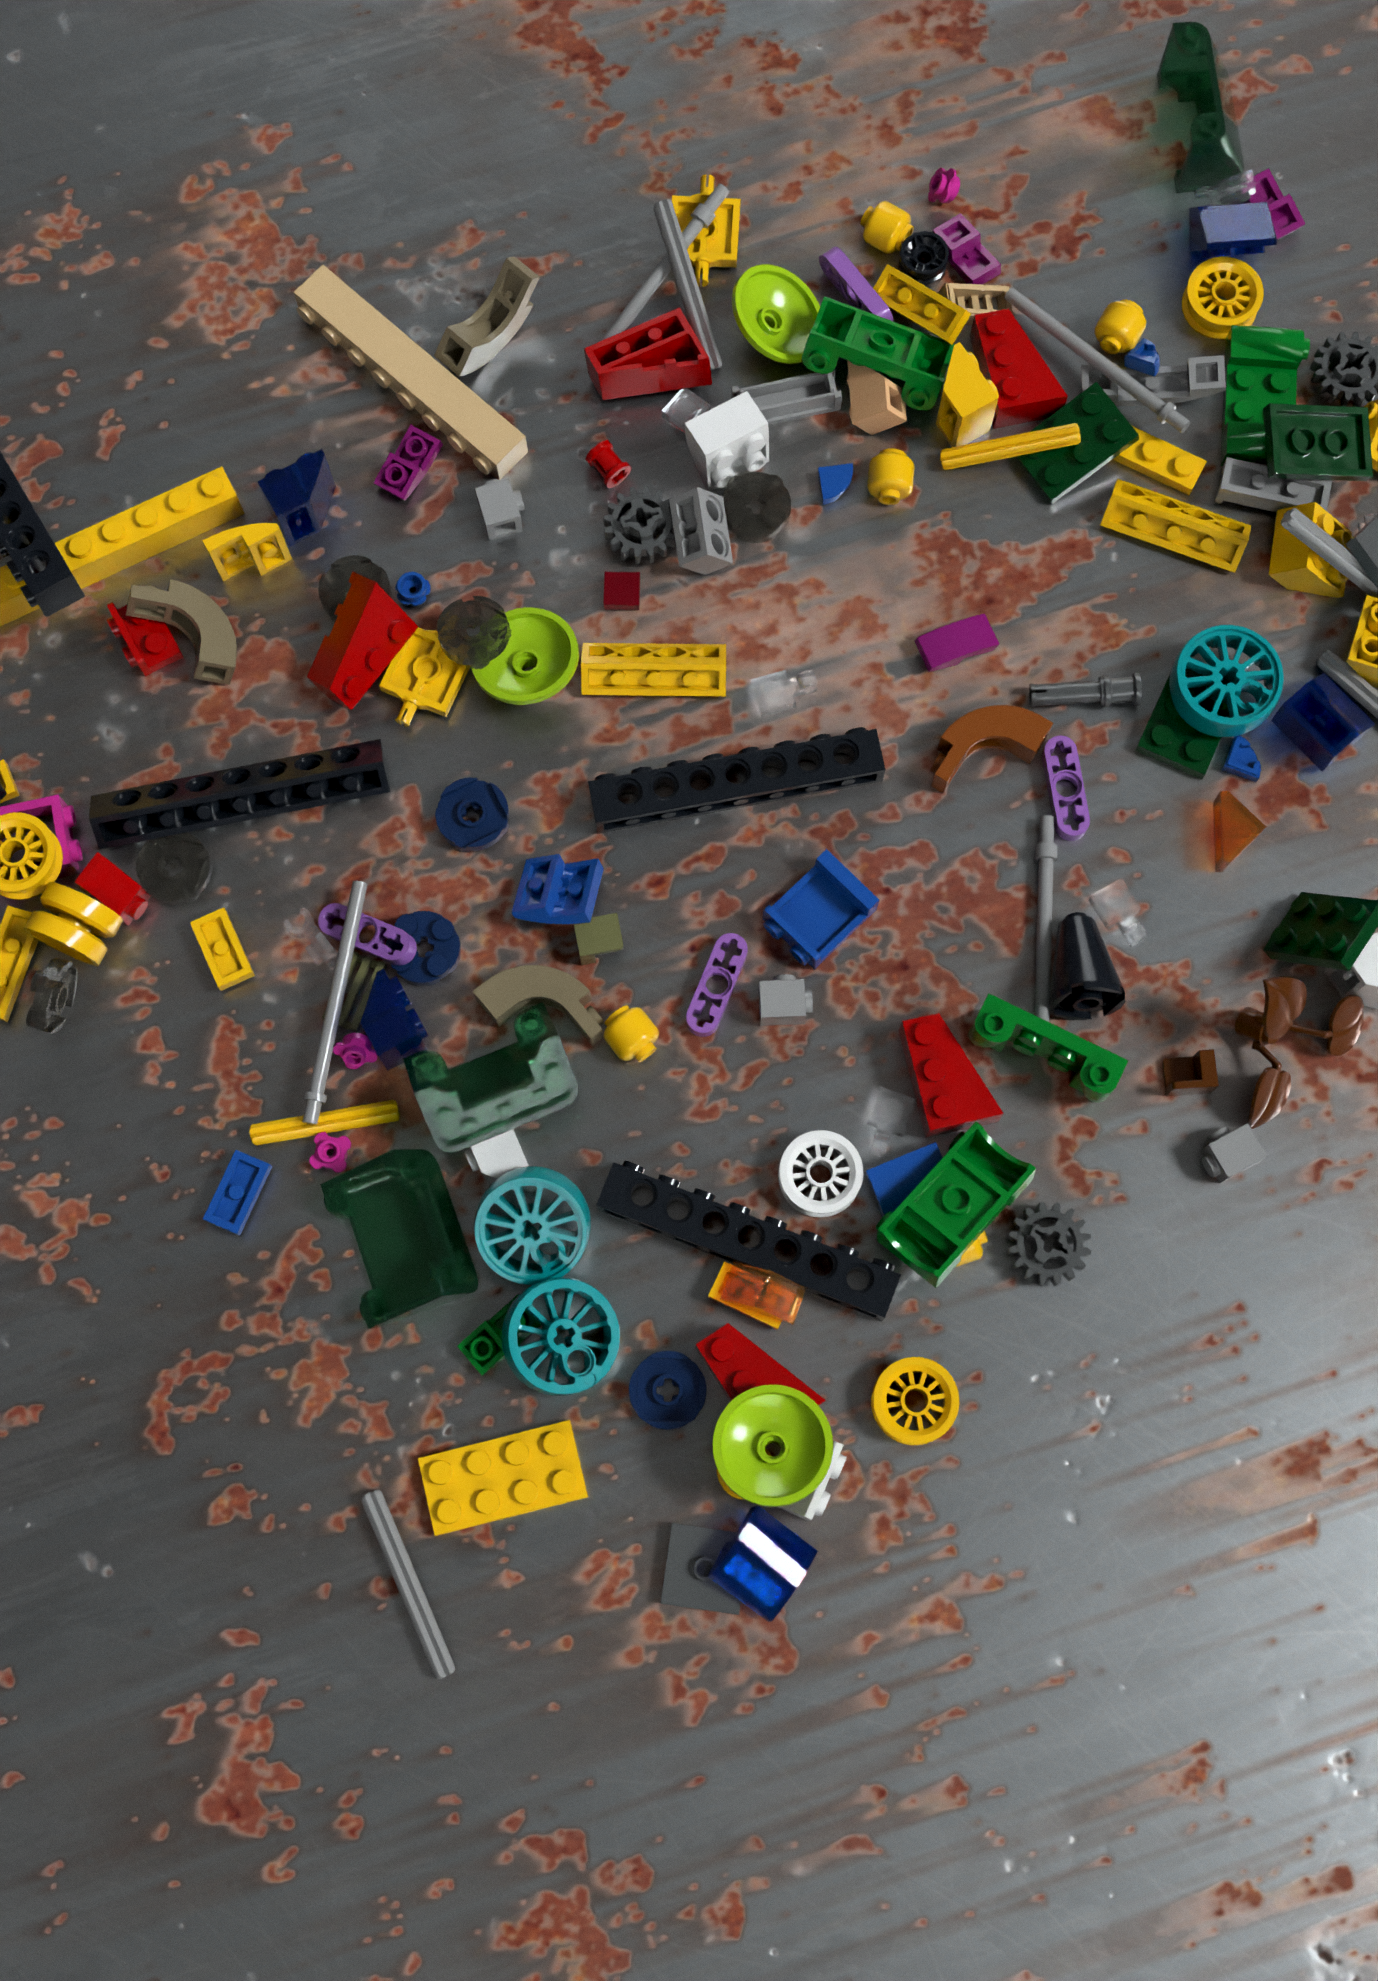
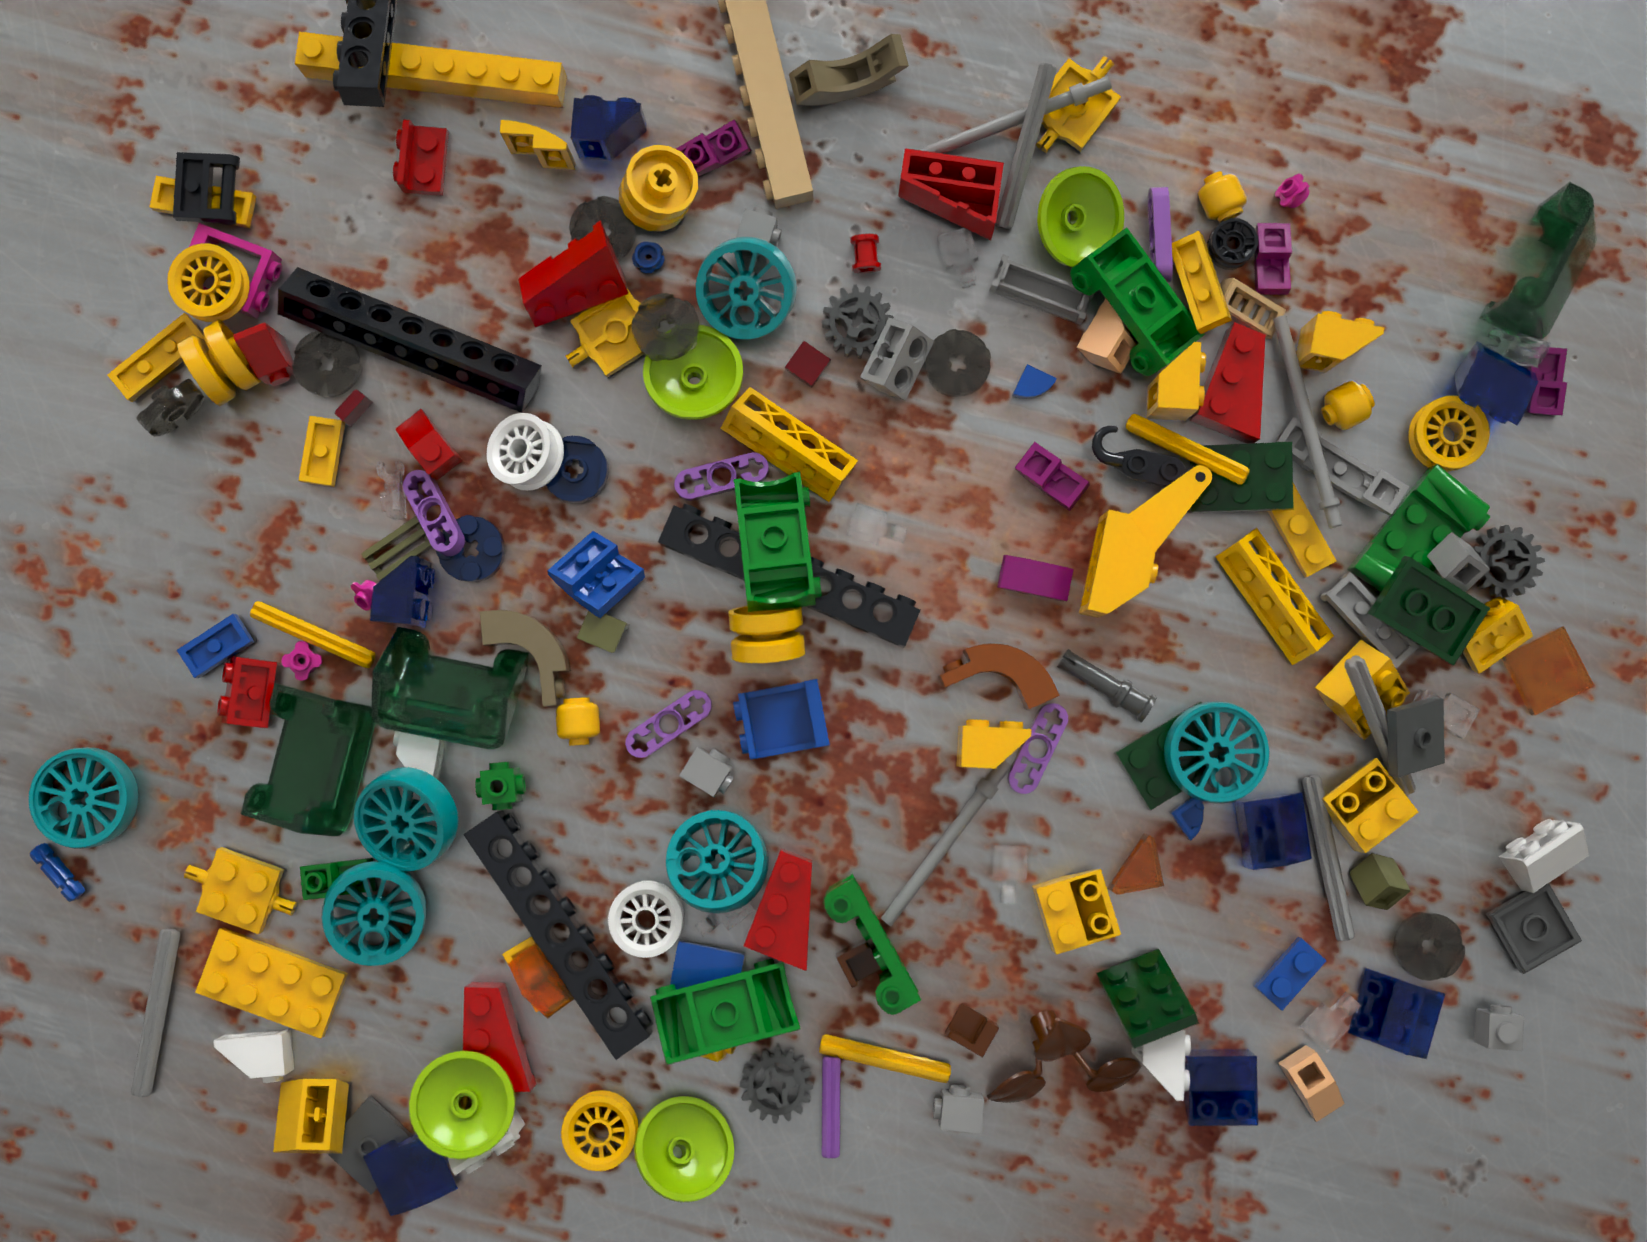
camera: 35 degrees right, 10 degrees up
(172, 1459) = (45, 811): none -> teal piece
(196, 617) = (468, 178): dark tan arch -> none
(220, 1512) = (57, 872): none -> blue axle
(226, 889) = (353, 407): none -> dark red tile
(296, 1215) = (247, 692): none -> red bracket
(315, 1096) = (315, 612): light grey bar -> none
(319, 877) = (428, 445): none -> red slope
(383, 519) = (658, 188): none -> yellow wheel
(397, 819) = (542, 456): none -> white wheel
(413, 1409) = (240, 890): none -> yellow plate
(538, 1550) = (259, 1053): none -> white slope
(551, 589) = (737, 327): none -> teal piece
(600, 1153) = (513, 786): none -> green brick
(628, 1574) = (311, 1116): none -> yellow slope
(636, 722) = (700, 492): none -> medium lavender beam
(682, 1407) = (409, 1004): dark blue plate -> none
(707, 753) = (775, 544): none -> green piece
(728, 441) = (967, 299): white slope -> none
(754, 838) = (766, 635): none -> yellow wheel
(825, 1108) = (677, 855): none -> teal piece
(890, 476) = (1078, 409): yellow head -> none
(908, 550) = (1052, 476): none -> magenta slope
(1009, 1343) = (704, 1144): none -> lime dish
(1015, 554) = (1127, 543): none -> yellow slope
(1019, 806) = (988, 746): none -> yellow slope
(1042, 1082) = (857, 962): none -> reddish brown panel
(1068, 278) = (1331, 340): none -> yellow slope
(1083, 971) = (946, 899): black cone -> none
(1112, 1233) = (831, 1106): none -> medium lavender axle
(1129, 1154) = (885, 1058): none -> yellow axle
(1143, 358) = (1348, 443): blue tile -> none
(1204, 903) = (1076, 910): none -> yellow slope
(1311, 387) = (1458, 562): none -> light grey brick

